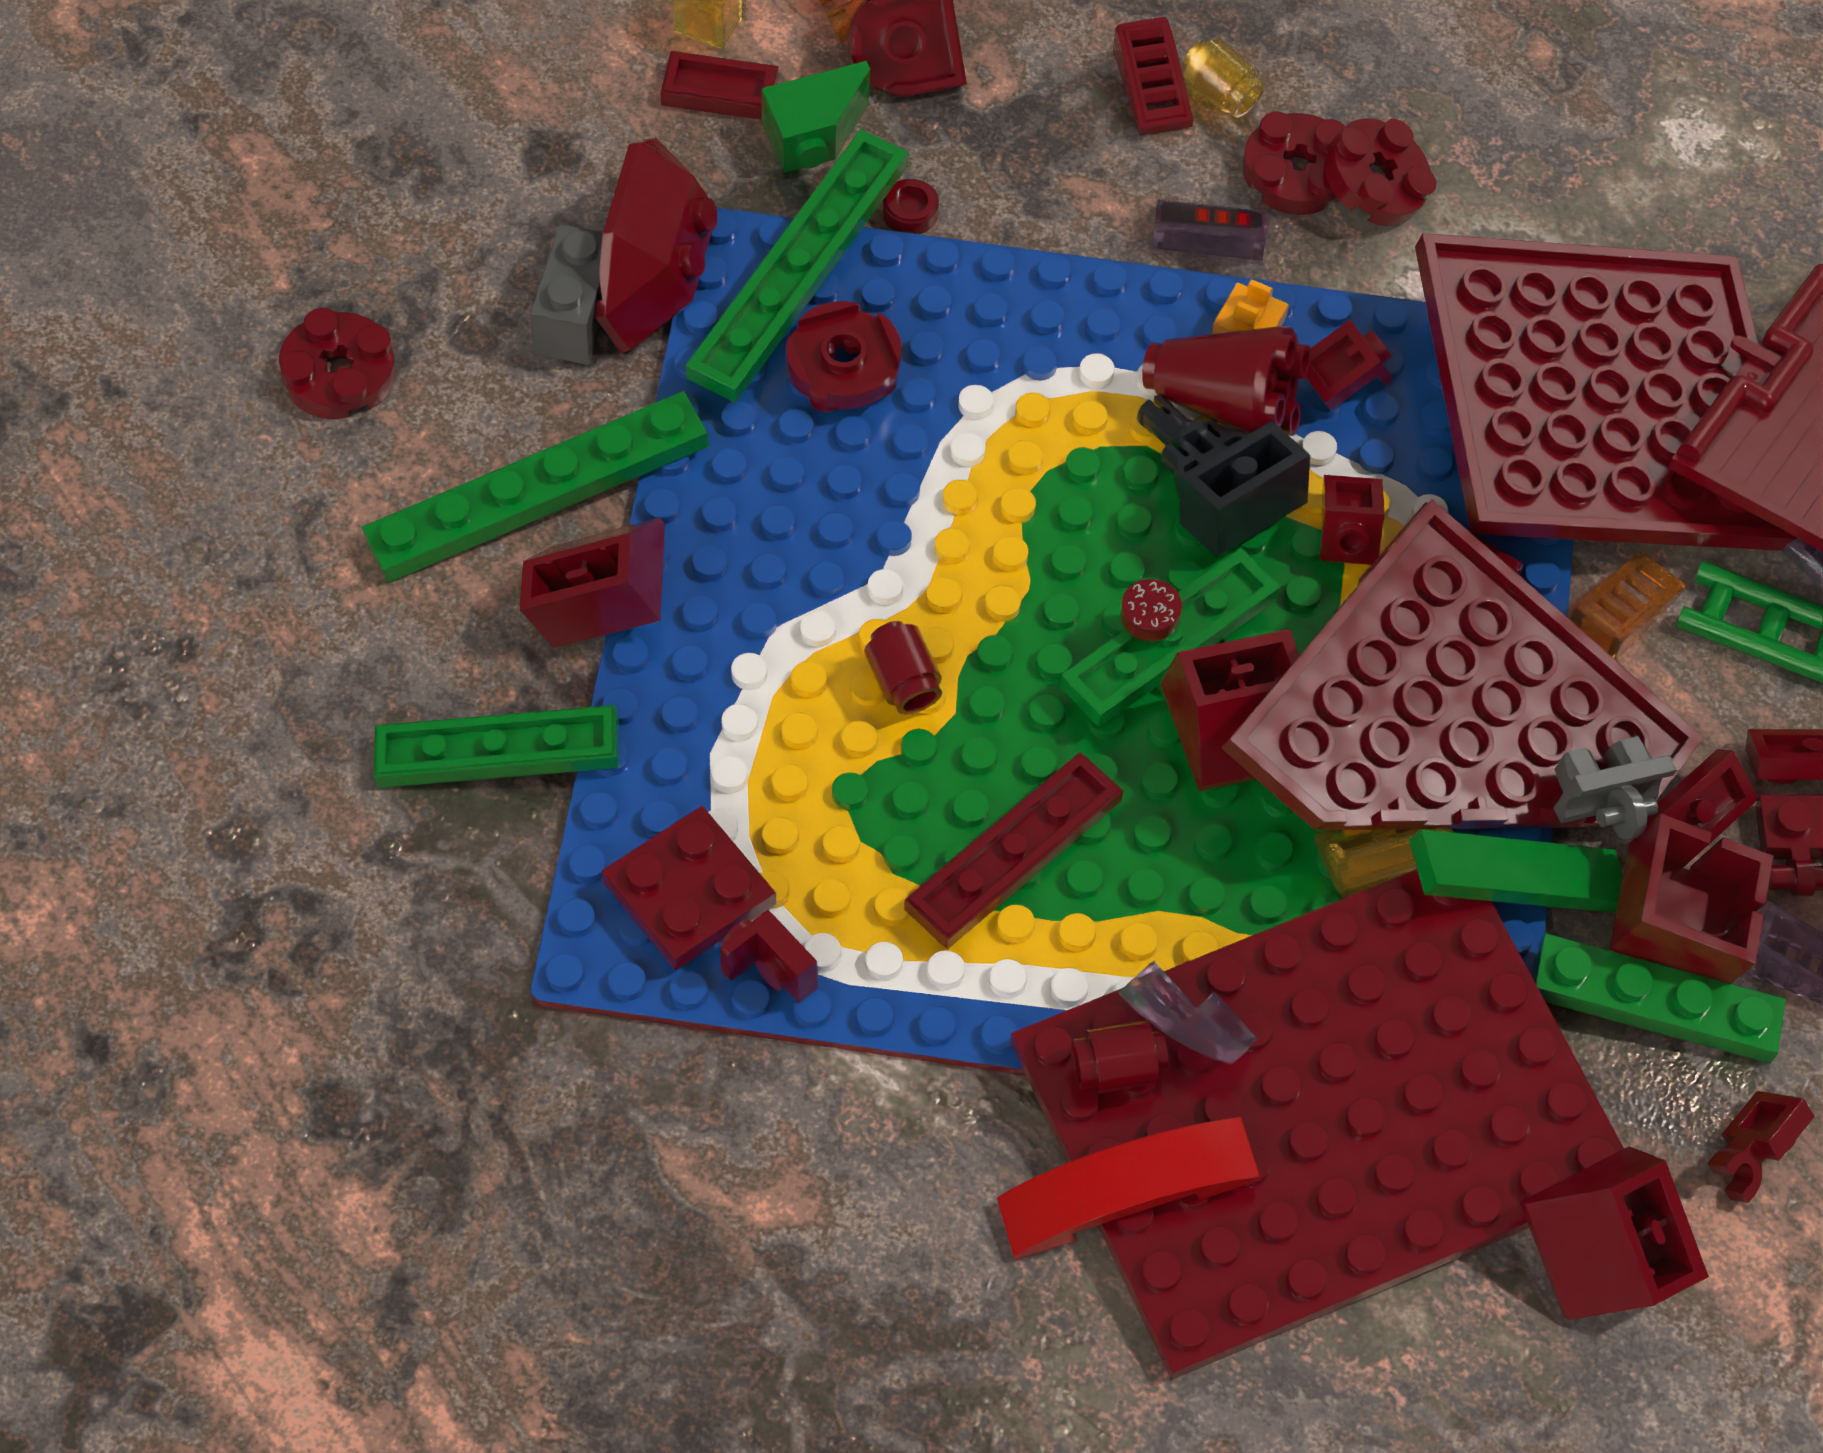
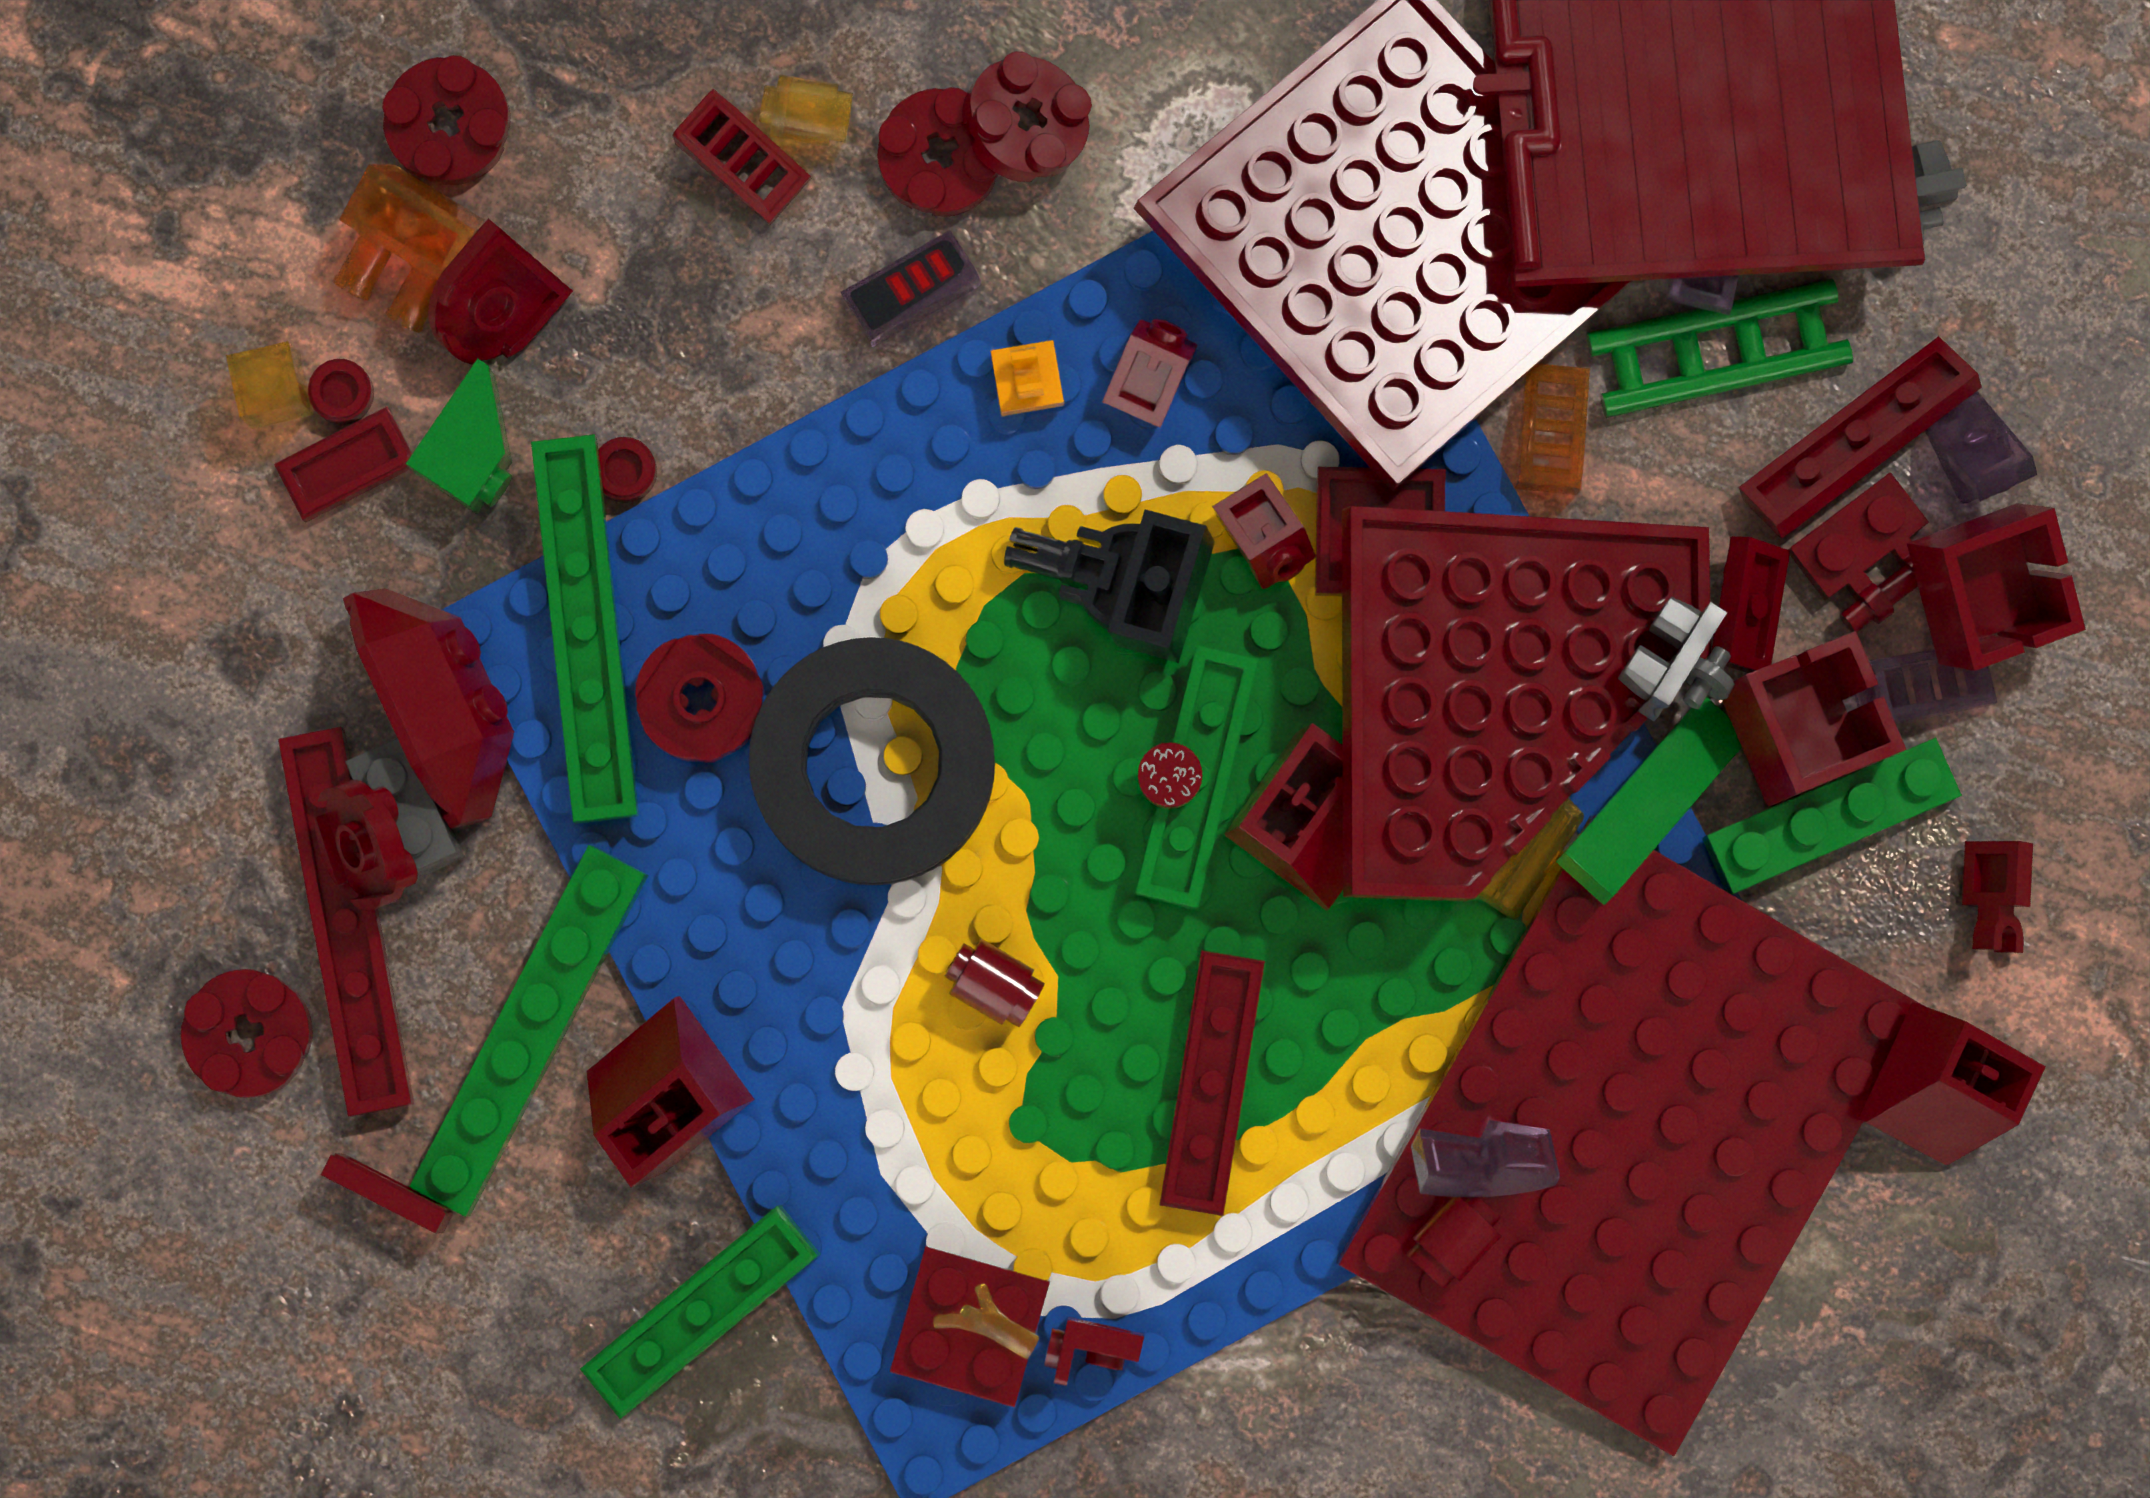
camera: 35 degrees left, 25 degrees up
(343, 517) = (387, 1192): none -> dark red tile
(464, 345) = (346, 940): none -> dark red plate
(523, 273) = (364, 843): none -> dark red plate
(706, 875) = (990, 1323): none -> clear yellow bar
(754, 41) = (340, 391): none -> dark red tile
(935, 541) = (873, 670): none -> black tyre
(1125, 1181) = (1533, 1331): red slope -> none
(1232, 376) = (1067, 472): dark red cone -> none

